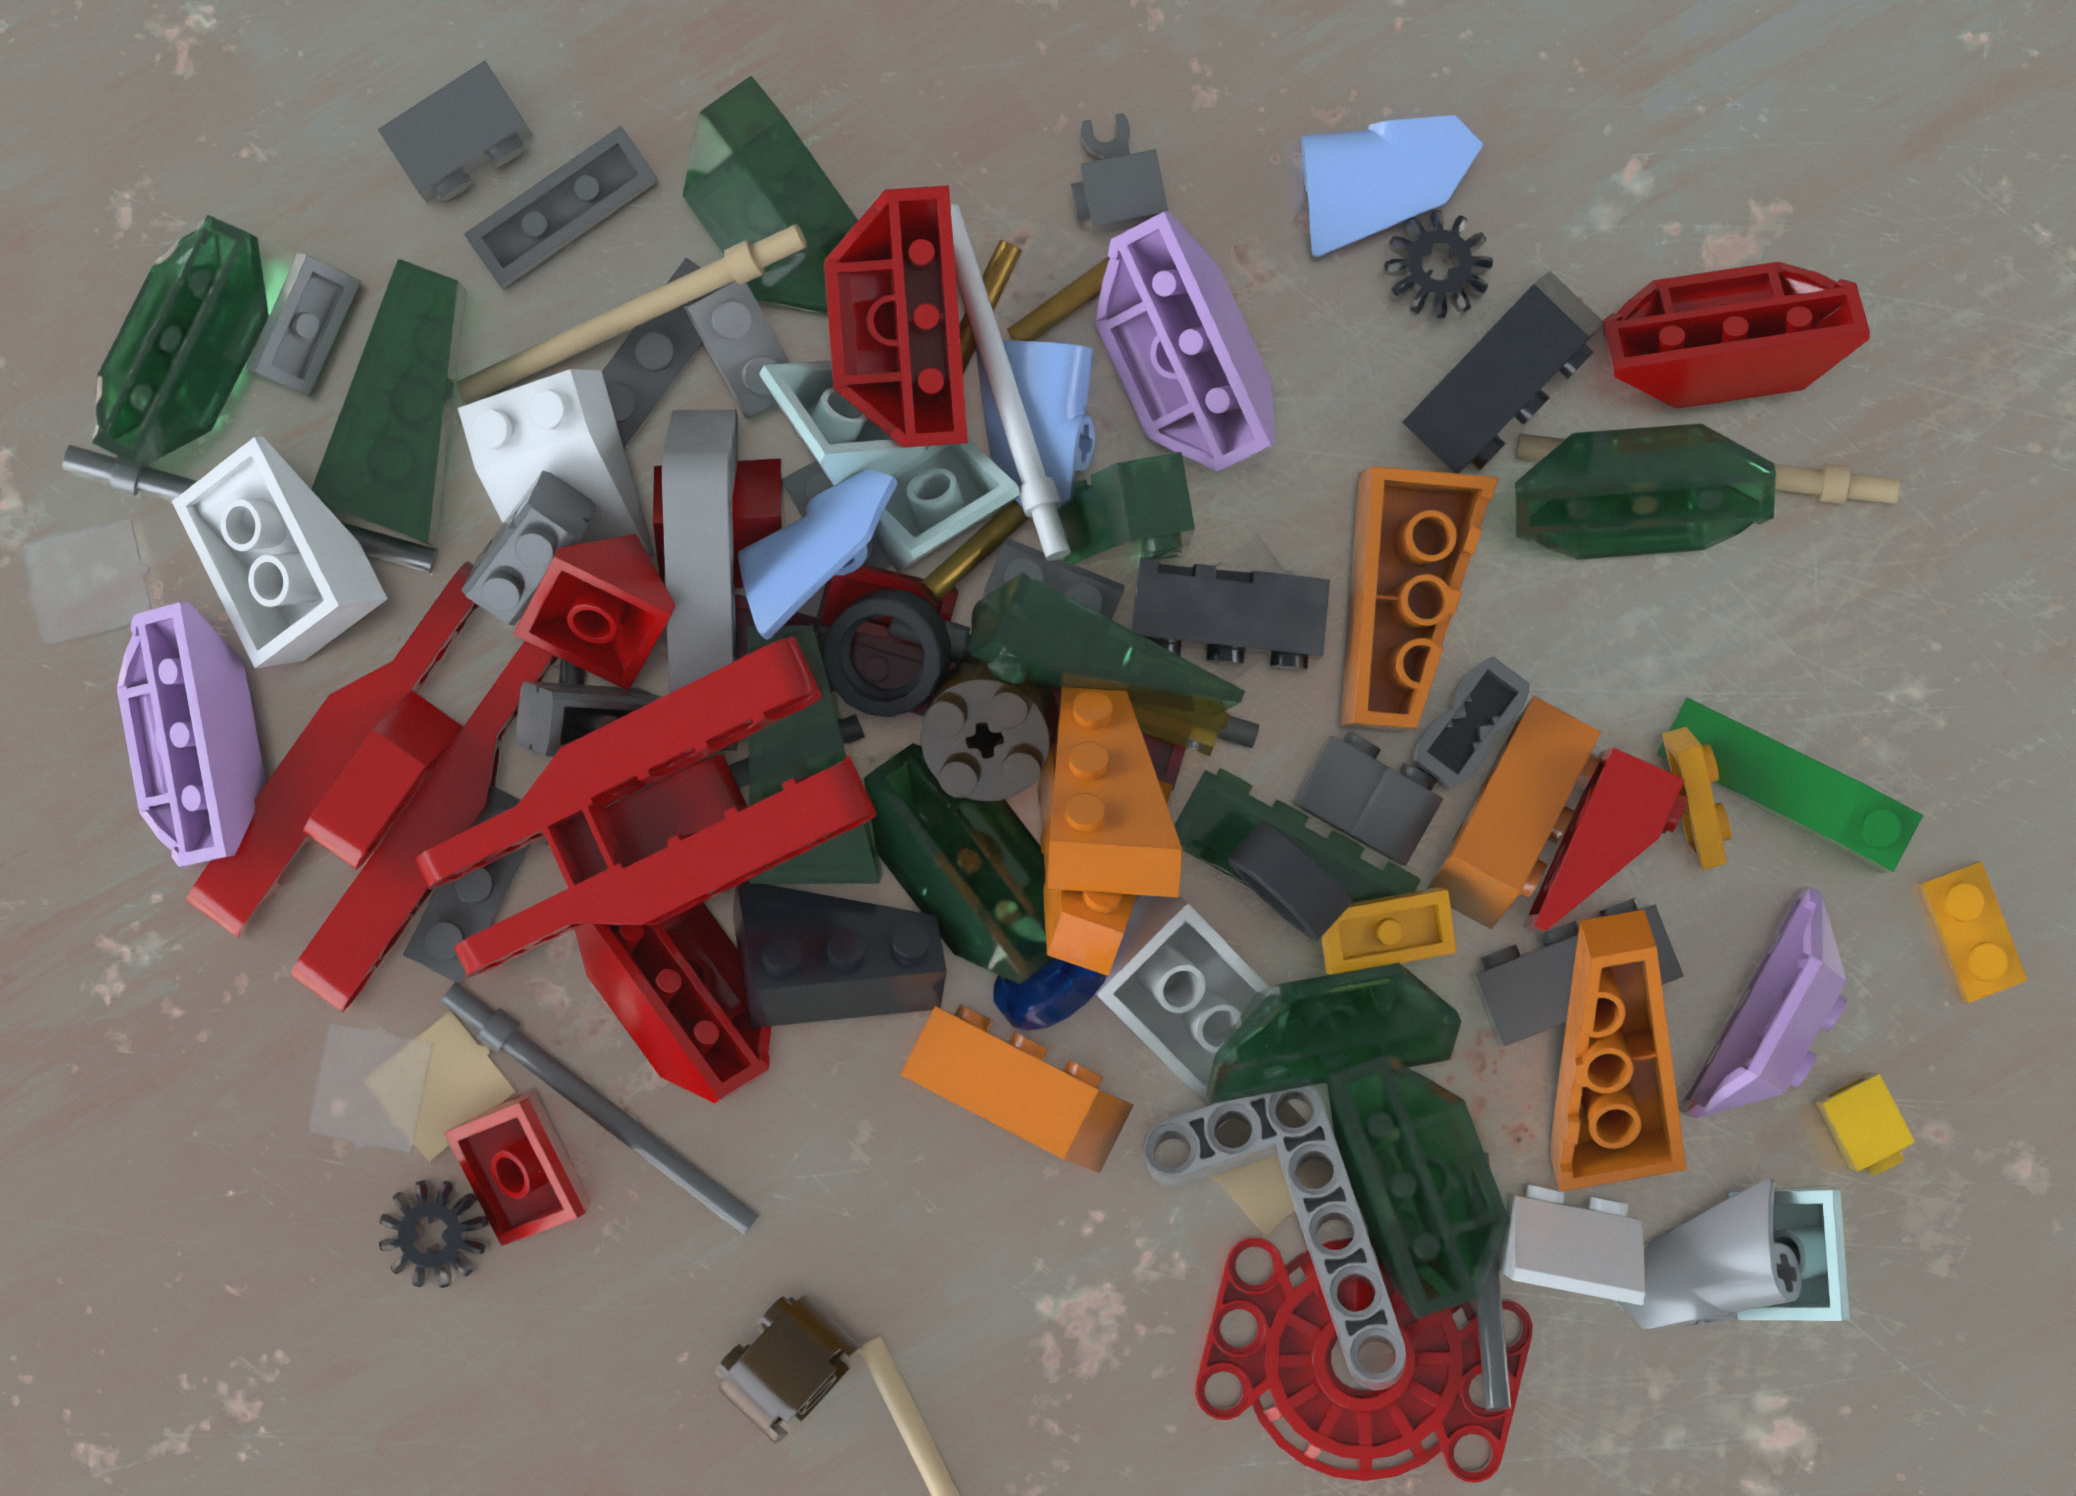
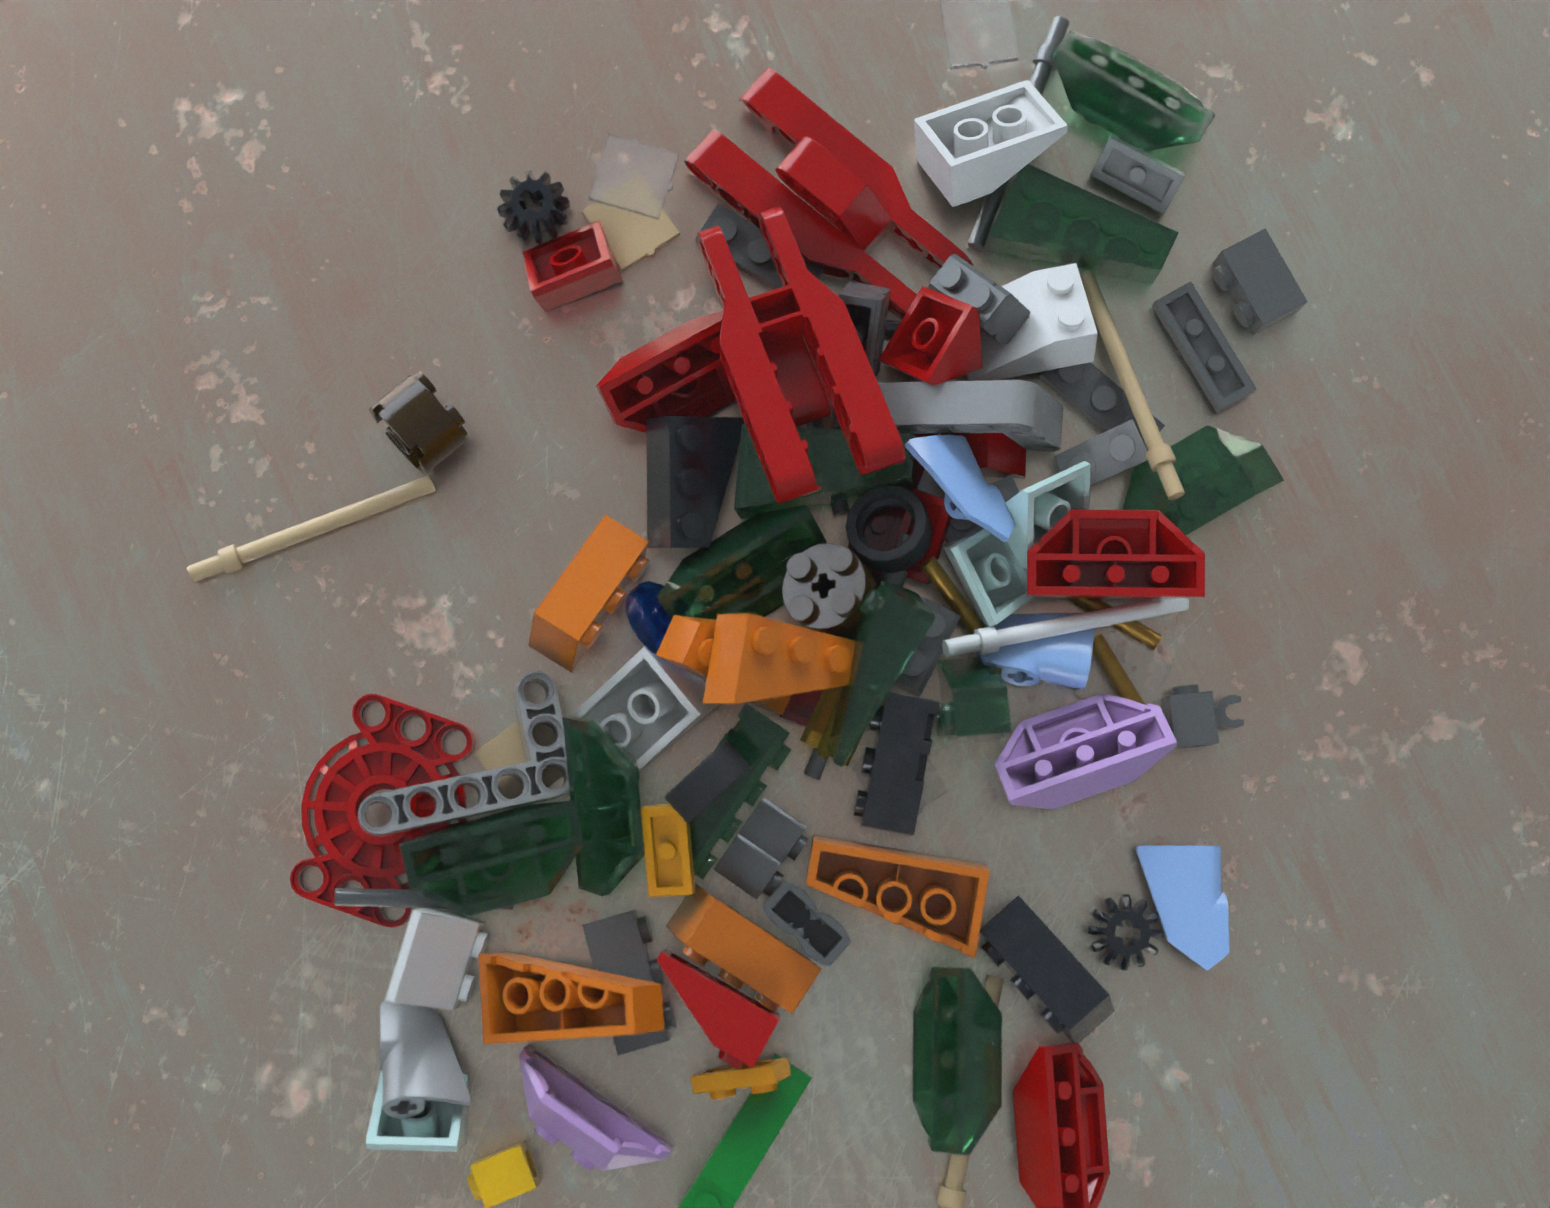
camera: 90 degrees right, 5 degrees down
(189, 734) = (875, 80): lavender wedge -> none
(501, 1031) = (660, 262): dark grey bar -> none

